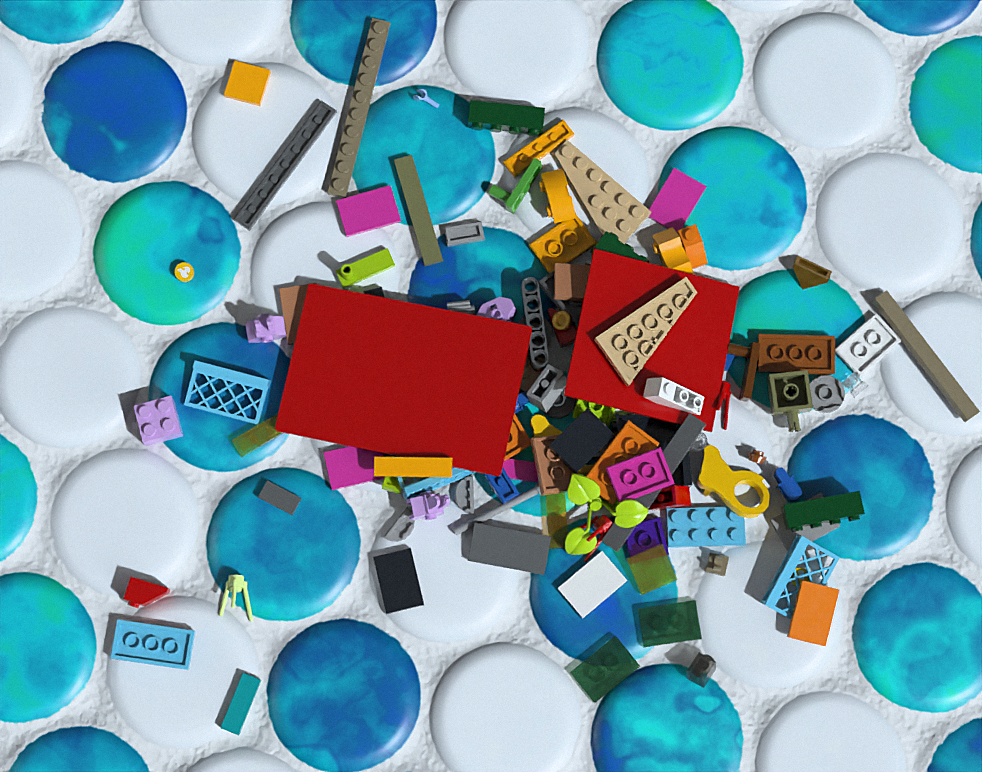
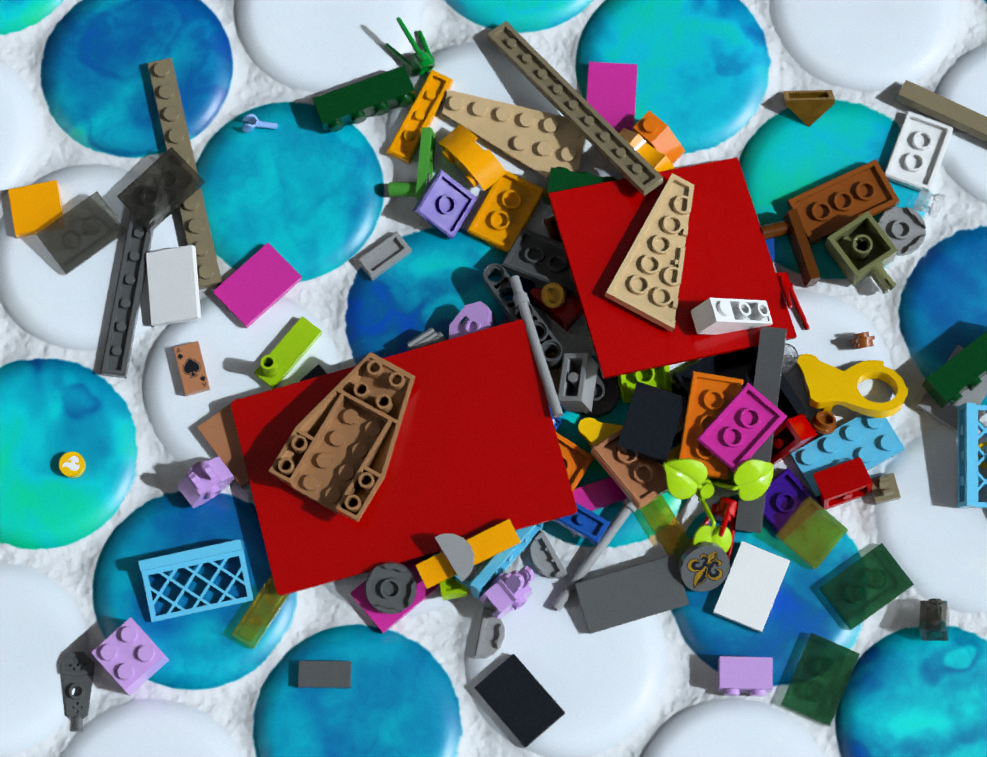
camera: 20 degrees left, 5 degrees down
(115, 416) = (77, 678): none -> dark grey piece
(268, 115) = (81, 233): none -> clear smoke tile
(296, 246) = (192, 368): none -> nougat tile
(311, 183) = (173, 285): none -> white tile
(336, 112) = (161, 189): none -> clear smoke tile
(351, 463) = (390, 587): none -> dark grey tile
(373, 349) = (348, 439): none -> medium nougat wedge
(405, 463) = (458, 553): none -> light grey tile
(418, 210) = (316, 256): olive tile -> none
(522, 219) = (444, 204): none -> tile
(537, 314) = (522, 301): none -> light grey bar
(555, 641) = (745, 675): none -> lavender brick
(559, 110) = (421, 60): none -> green plant
(566, 555) = (704, 566): none -> dark grey tile
(570, 281) = (540, 246): nougat tile -> none
(645, 197) = (575, 108): none -> dark tan plate
(690, 546) = (843, 483): none -> red panel
(700, 499) = (824, 422): none -> dark orange plate
(787, 485) = (915, 355): blue arm -> none

